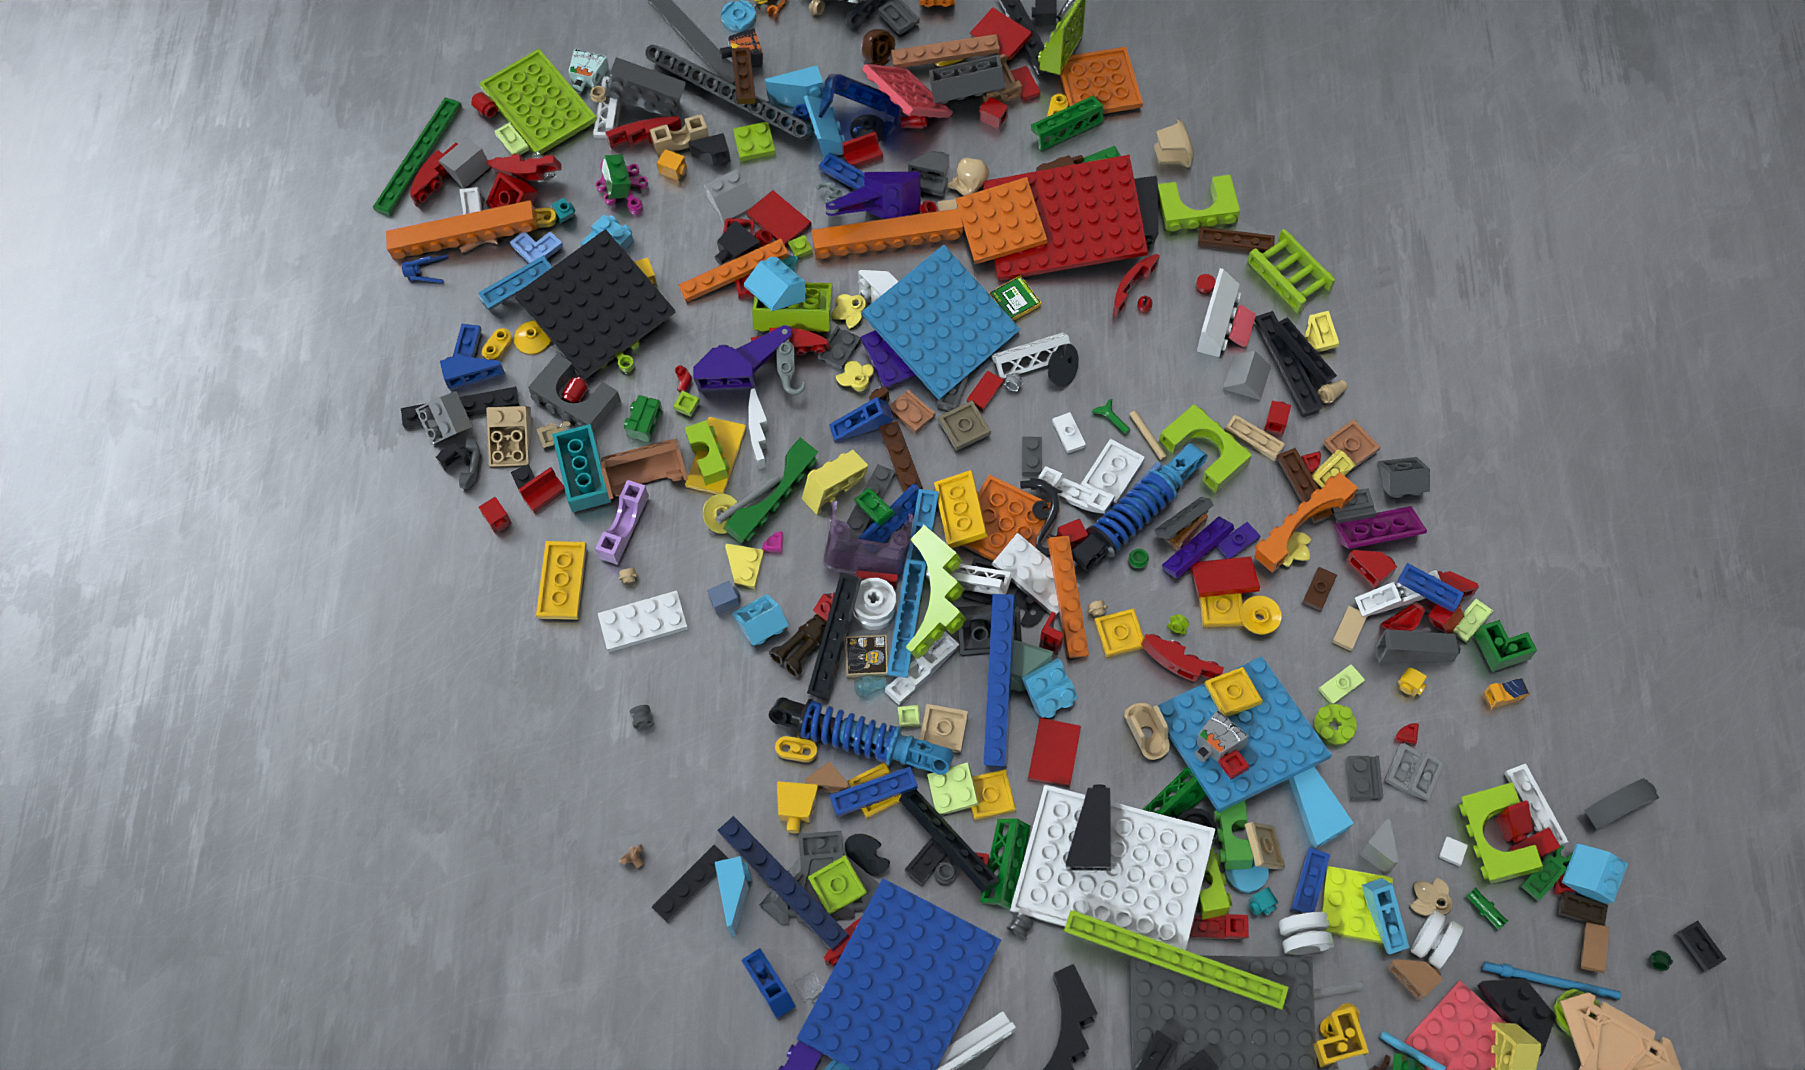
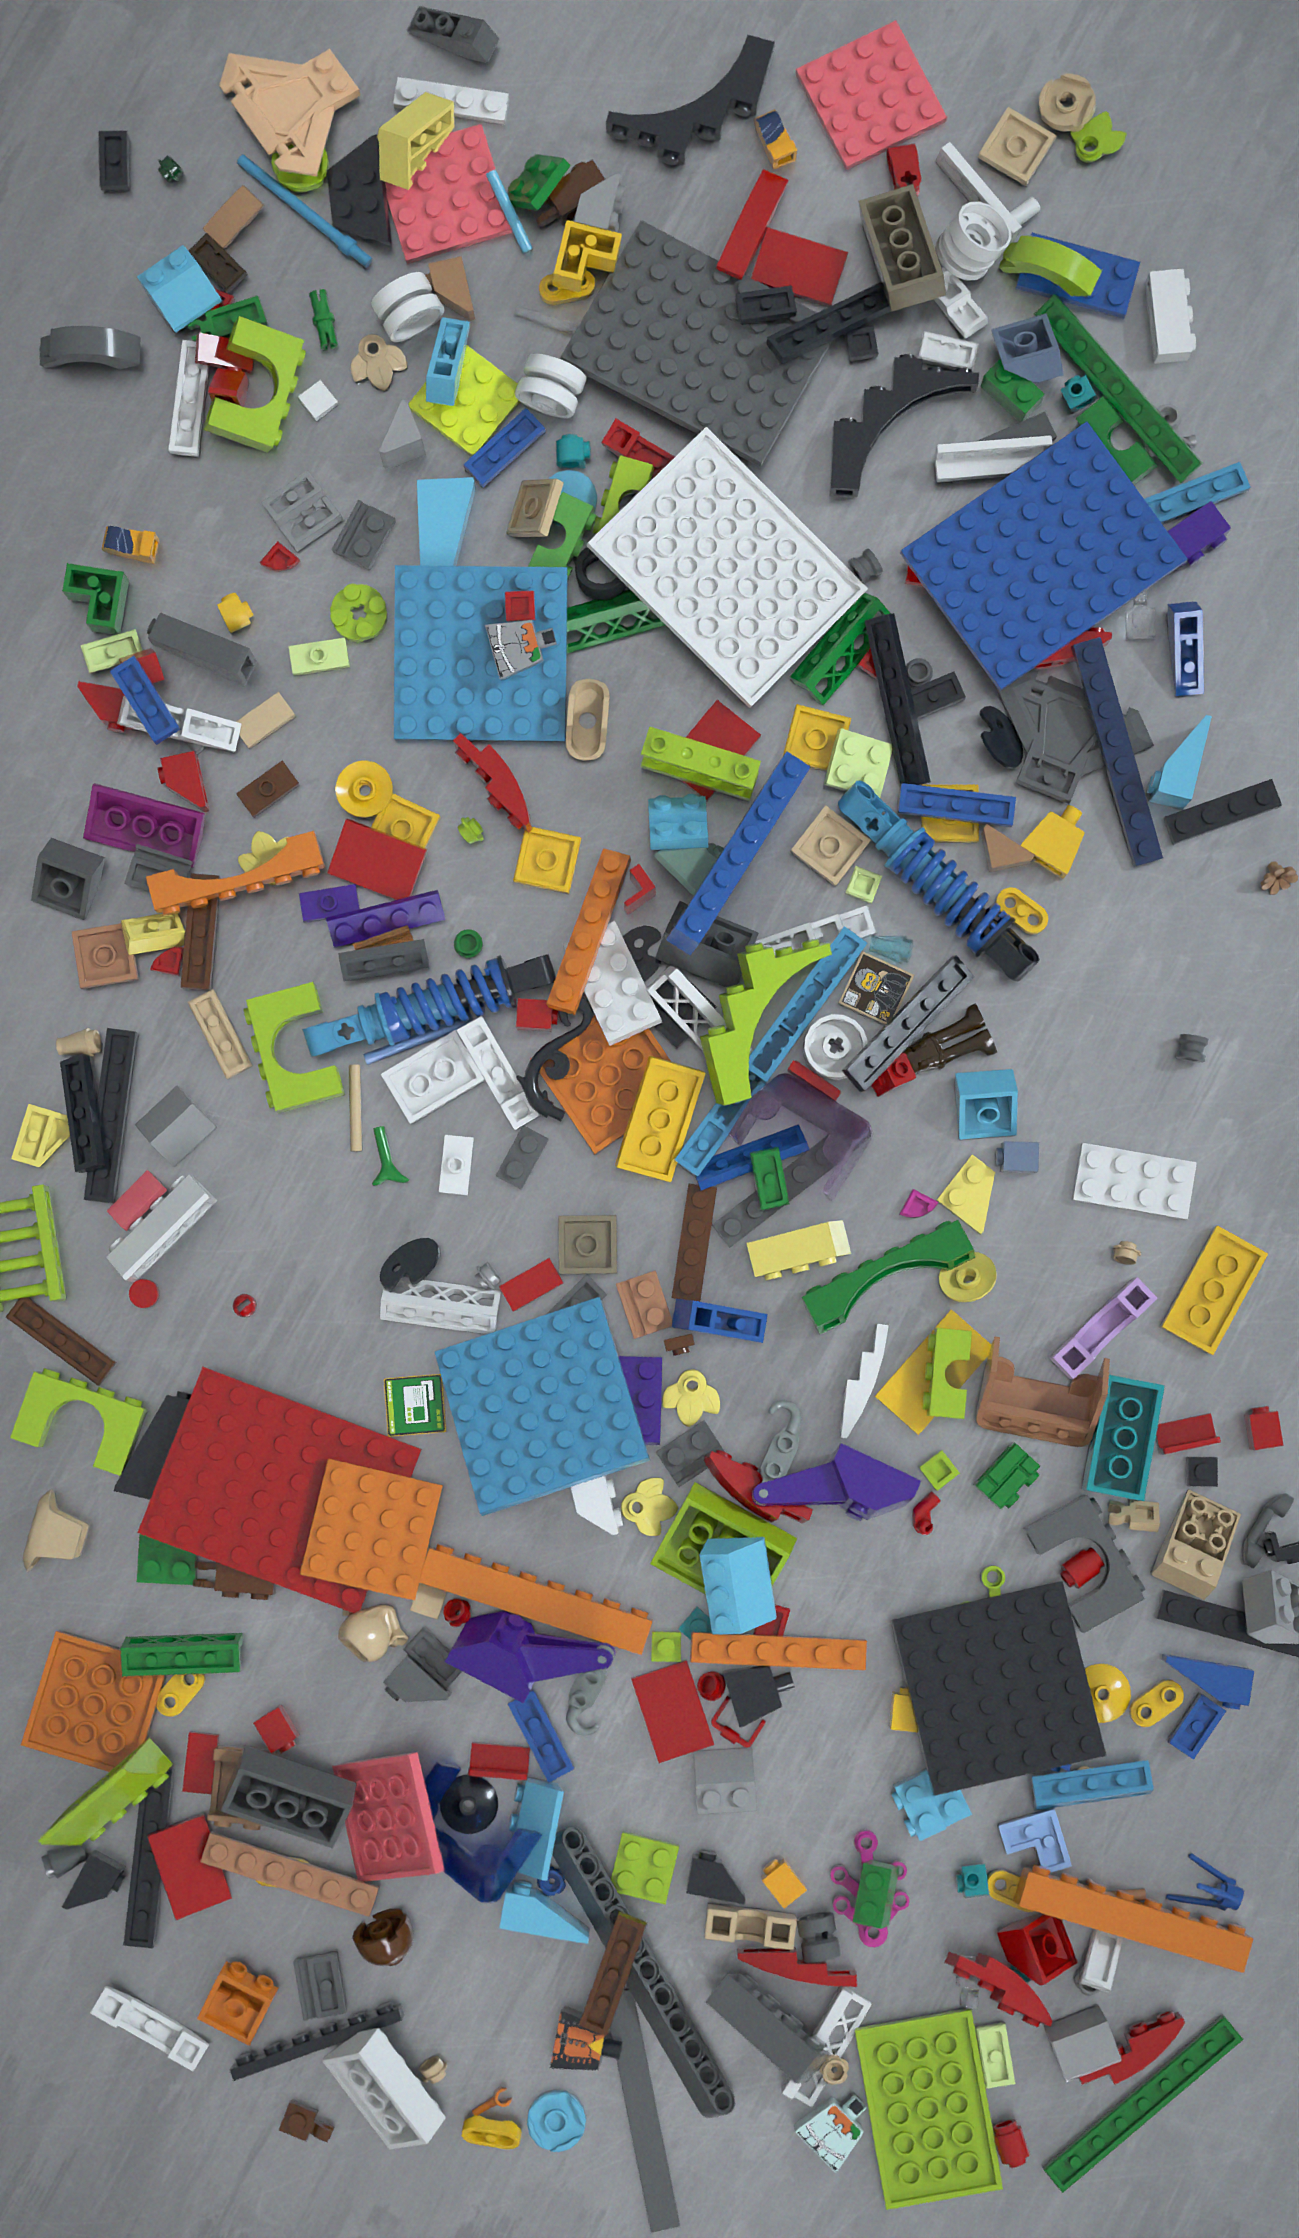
camera: 155 degrees left, 20 degrees up
(639, 148) = (818, 1947): none -> dark grey wheel
(748, 499) = (923, 1281): light grey bar -> none
(837, 885) = (1053, 716): lime tile -> none
(1056, 725) = (699, 763): none -> lime fence
(1092, 836) = (733, 608): black slope -> none
(1097, 608) = (558, 903): tan plate -> none
(1142, 268) = (276, 1324): red slope -> none
(1176, 959) = (719, 425): lime plate -> none
(1233, 692) = (461, 703): yellow tile -> none
(1277, 417) = (174, 1043): red brick -> none
(1406, 619) = (197, 687): red slope -> none

